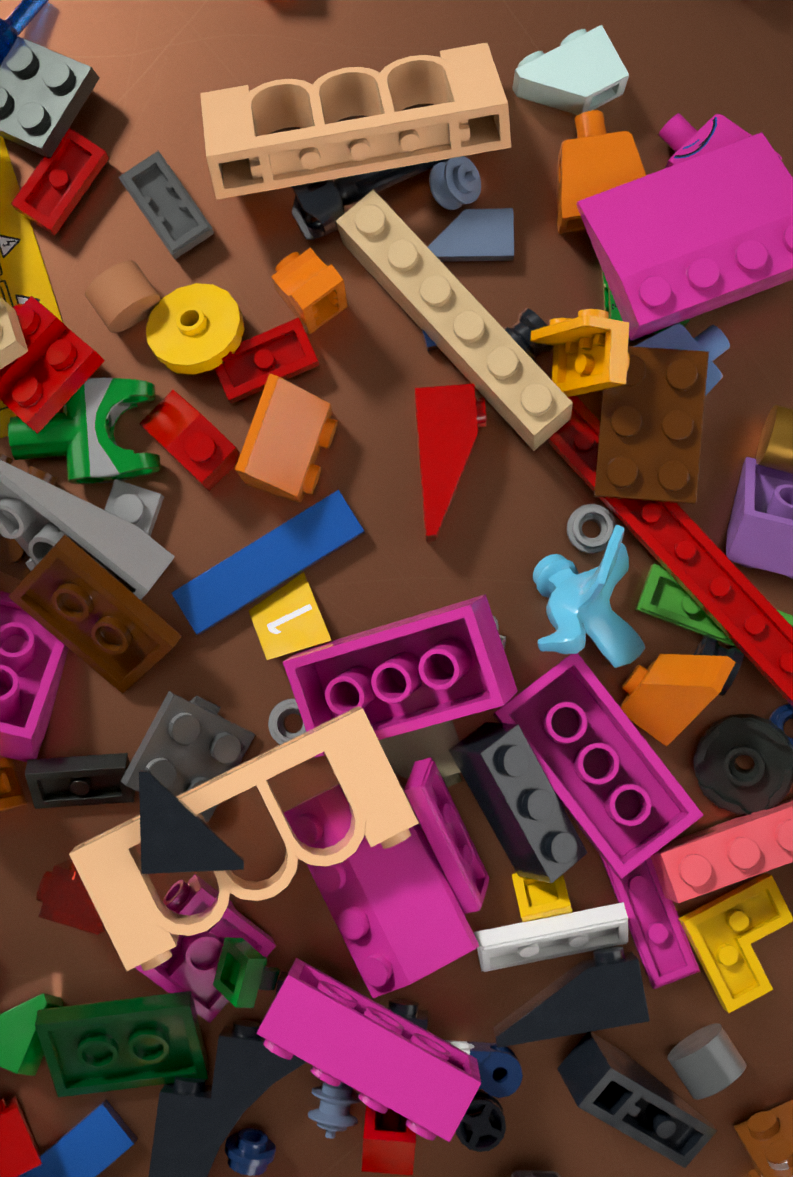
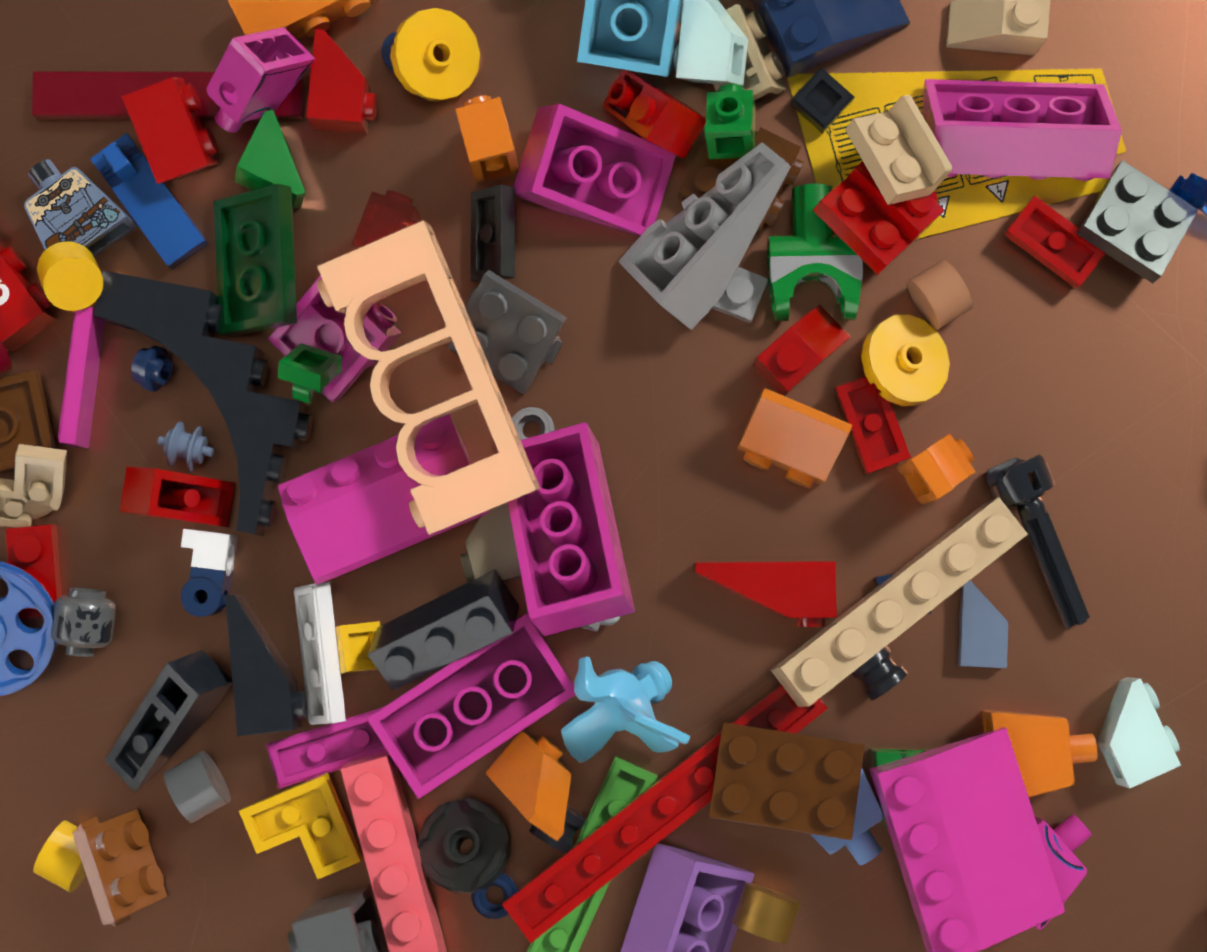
camera: 90 degrees right, 0 degrees up
(94, 615) = (640, 254): reddish brown plate -> none
(166, 205) = (1026, 339): dark grey plate -> none
(175, 836) = (431, 315): black tile -> none
(268, 562) = (682, 416): blue tile -> none
(289, 620) = (626, 432): yellow sticker -> none
(371, 1051) = (231, 478): dark pink brick -> none
(447, 835) = (418, 562): dark pink tile -> none
(455, 182) = (1034, 614): sand blue wheel -> none
(465, 120) = (1105, 412): light nougat fence -> none
(476, 1131) = (153, 572): black wheel -> none
(587, 351) = (856, 724): light orange bracket -> none
(594, 513) = (709, 715): light grey plate -> none

